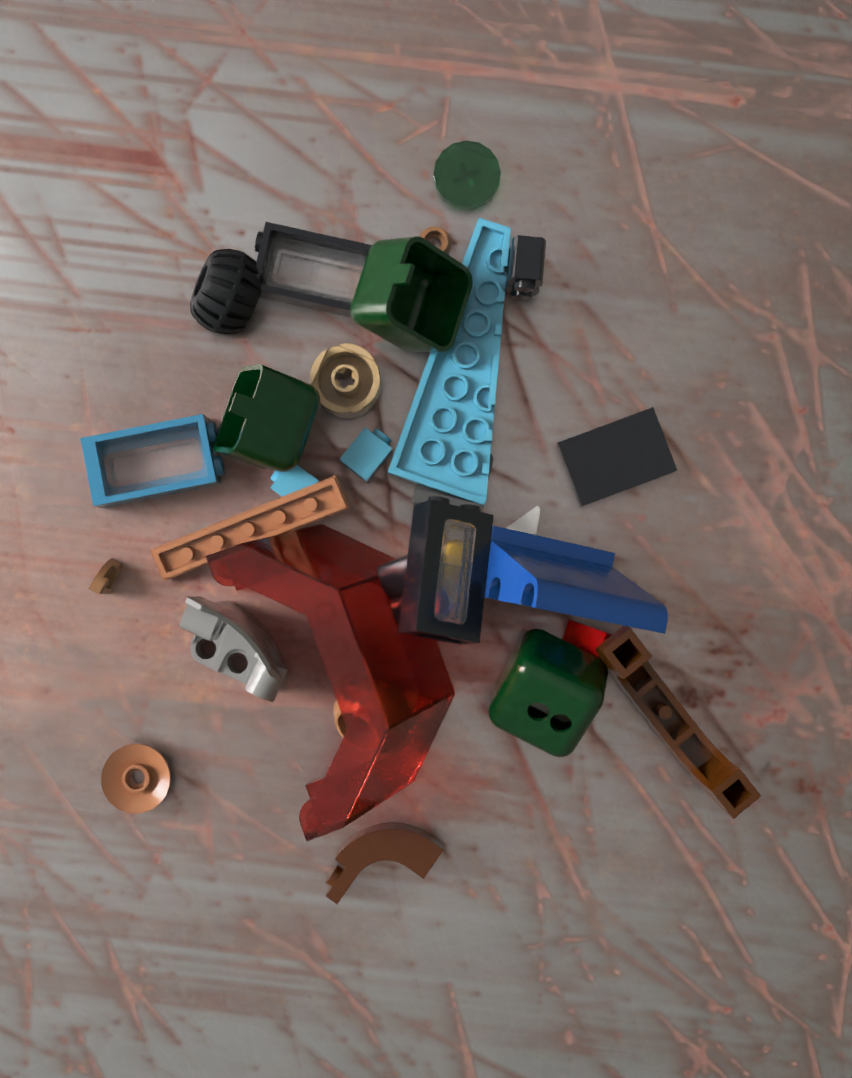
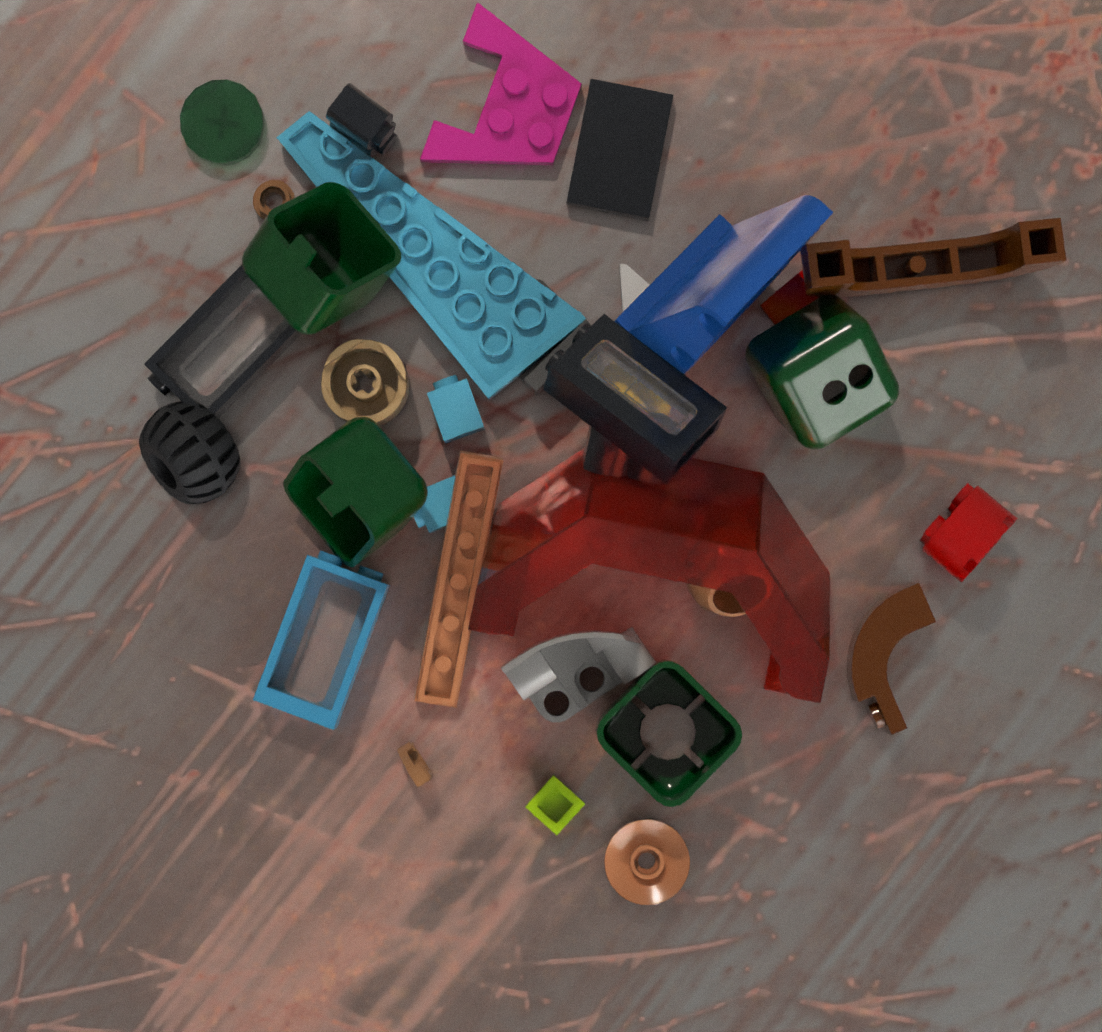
camera: 55 degrees left, 0 degrees up
(137, 690) = (555, 804): none -> lime plate
(201, 760) = (675, 778): none -> dark green piece
(498, 863) = (968, 533): none -> red brick
(603, 374) = (524, 107): none -> dark pink wing

